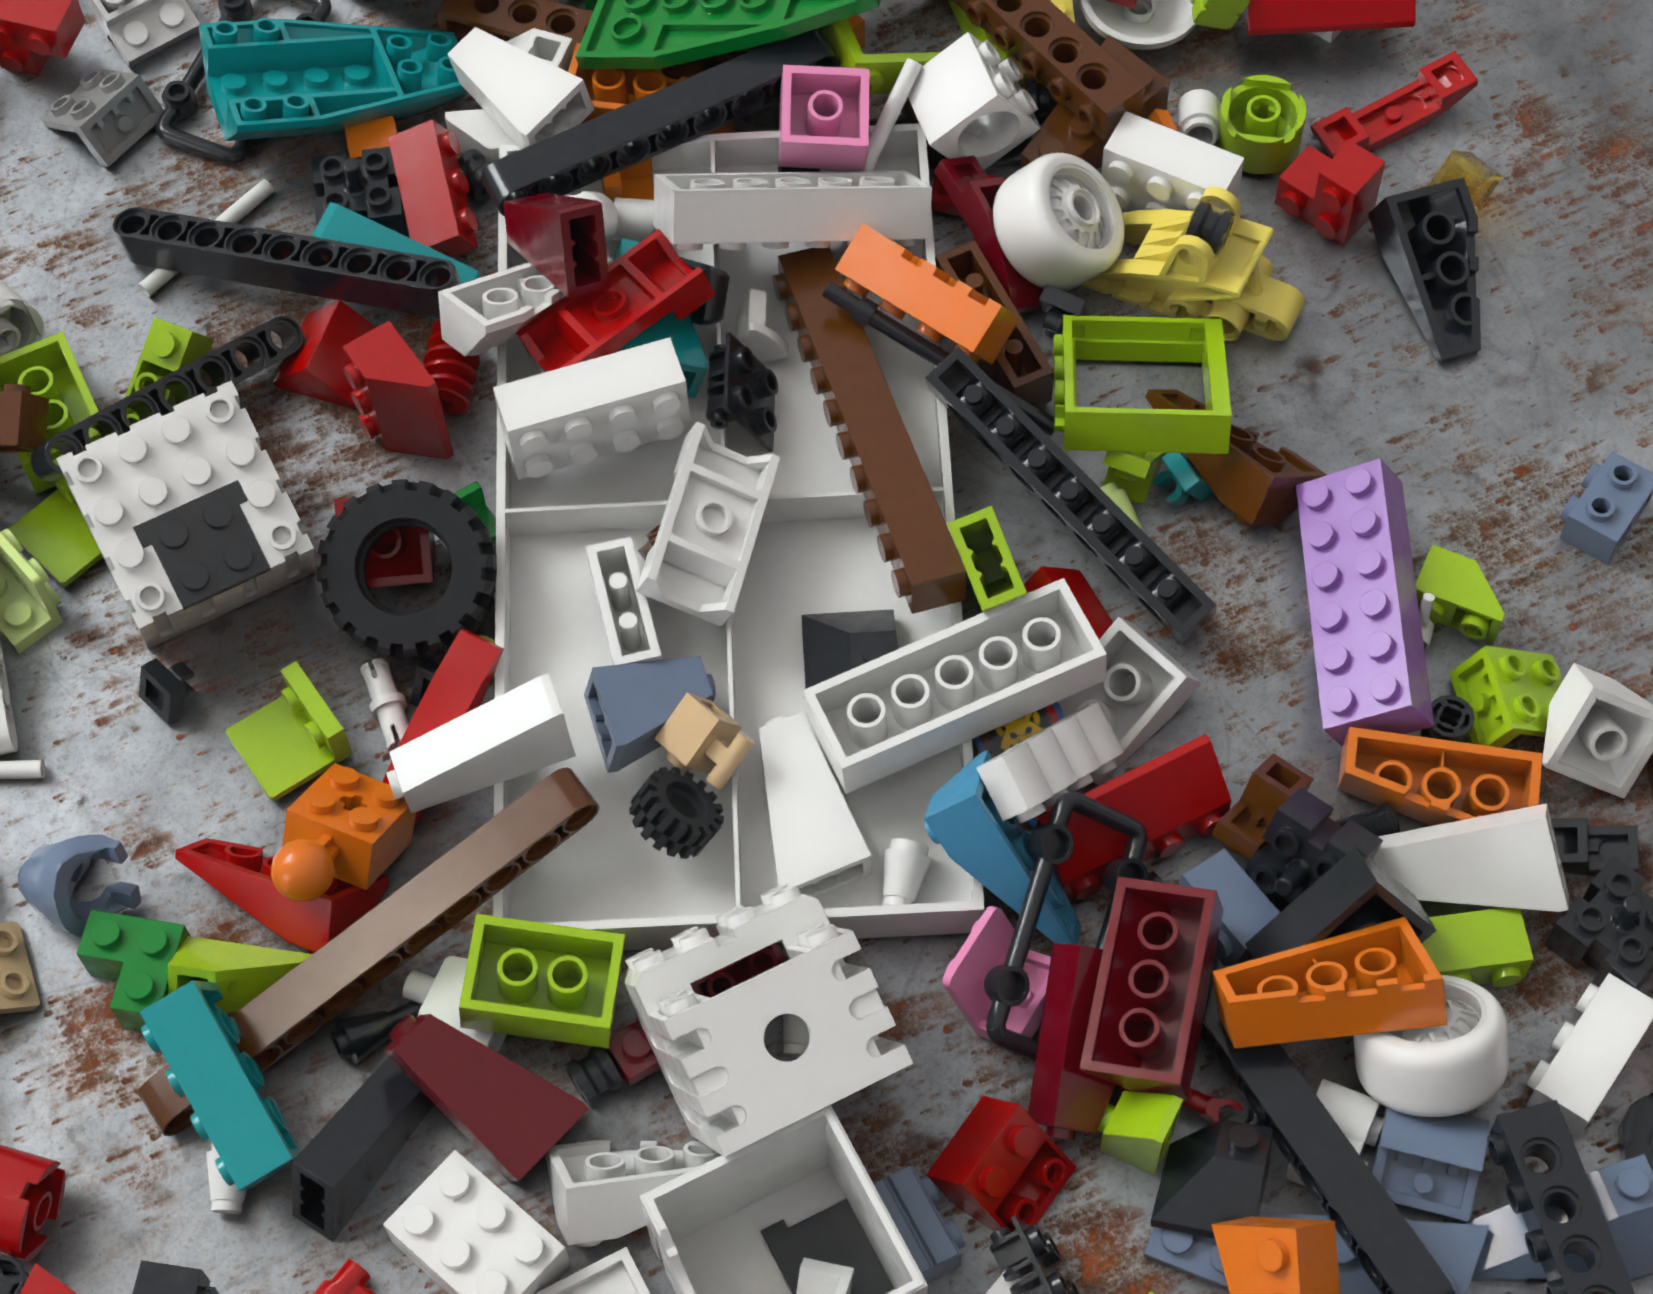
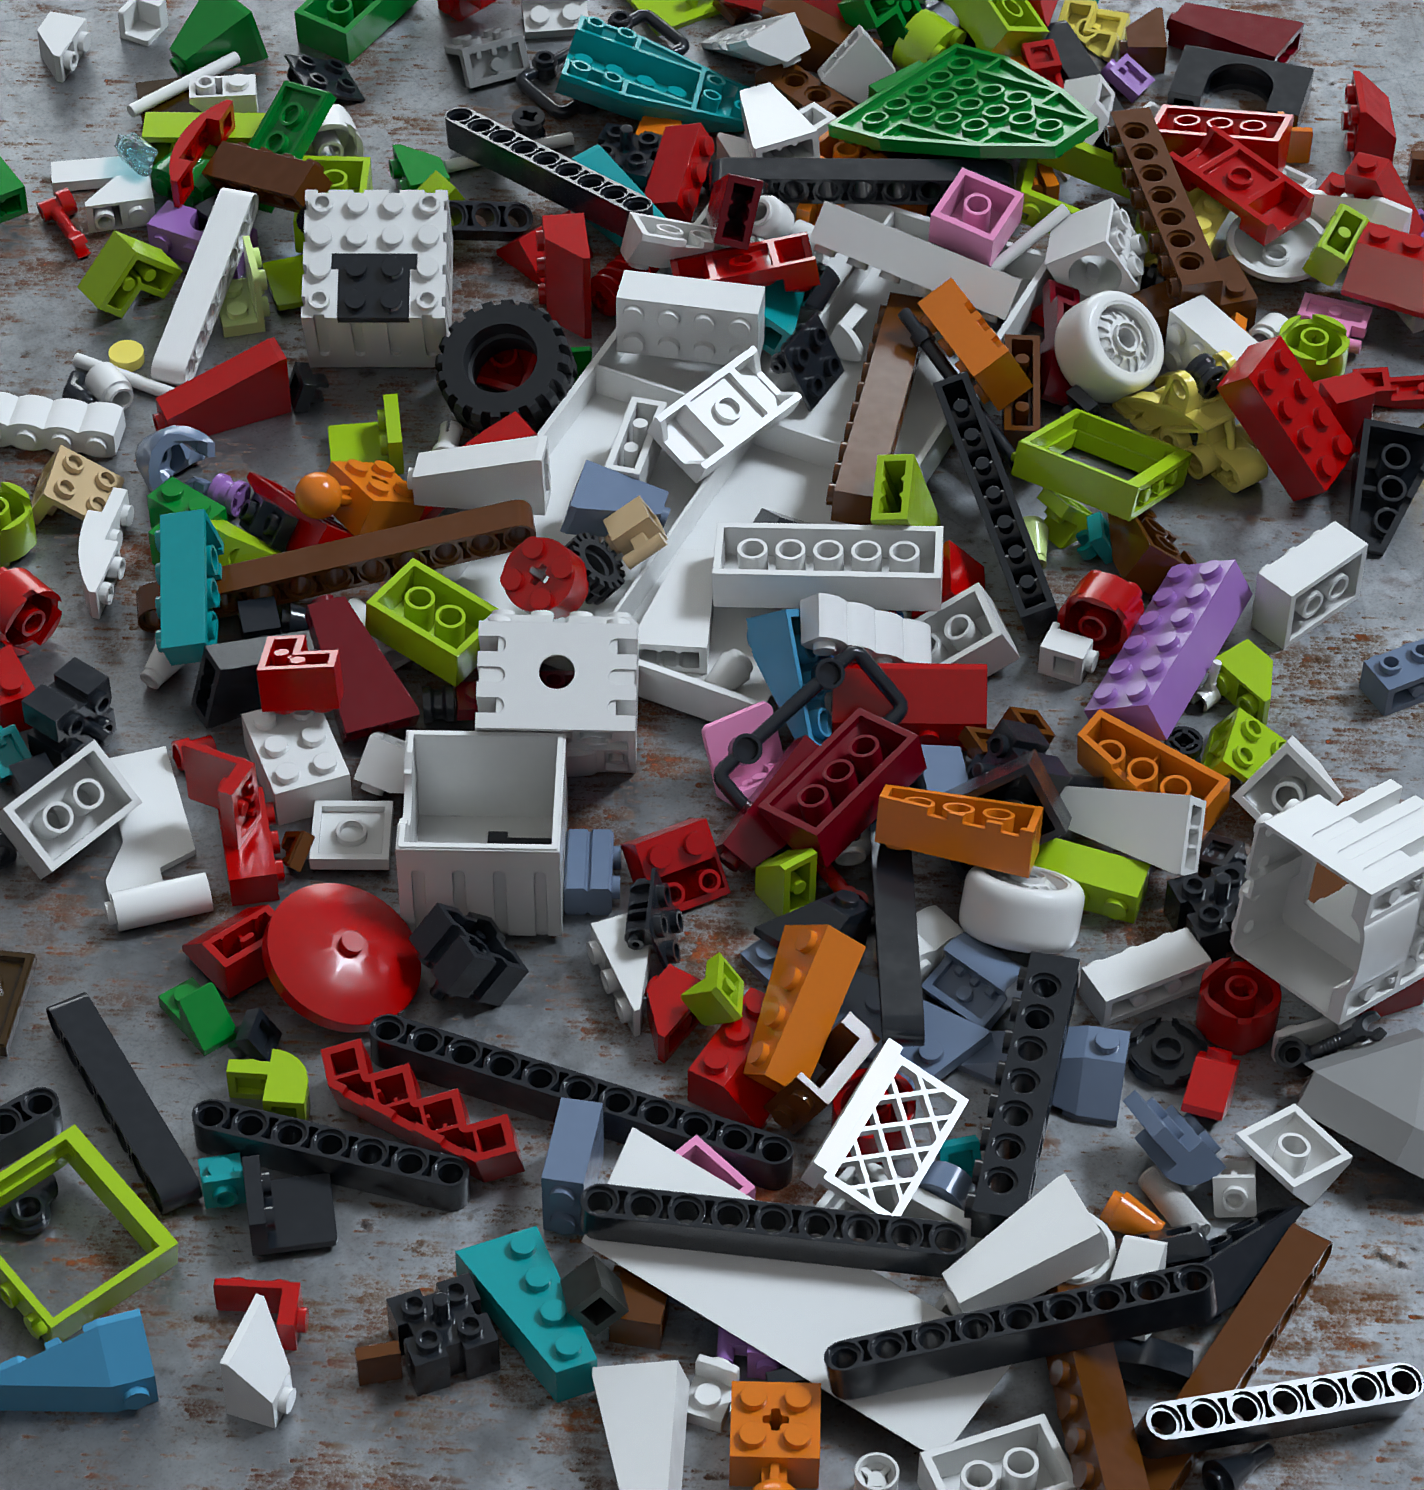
camera: 25 degrees right, 15 degrees down
(56, 1054) = (100, 550): none -> white slope
(81, 752) = (230, 394): none -> red slope
(120, 319) = (413, 167): none -> green slope
(165, 890) = (229, 493): none -> medium lavender wheel
(210, 192) = (529, 122): none -> black wheel
(244, 913) = (267, 521): none -> black slope
(318, 1069) = (258, 618): none -> black brick
(439, 1160) = (298, 678): none -> red brick
(626, 880) = (531, 564): none -> red brick
(1234, 60) = (1352, 315): none -> bright pink plate
(1246, 653) = (1066, 655): none -> white brick
(1260, 585) = (1102, 610): none -> red brick
(1312, 237) = (1286, 418): none -> red brick
(1448, 438) = (1308, 584): none -> white brick

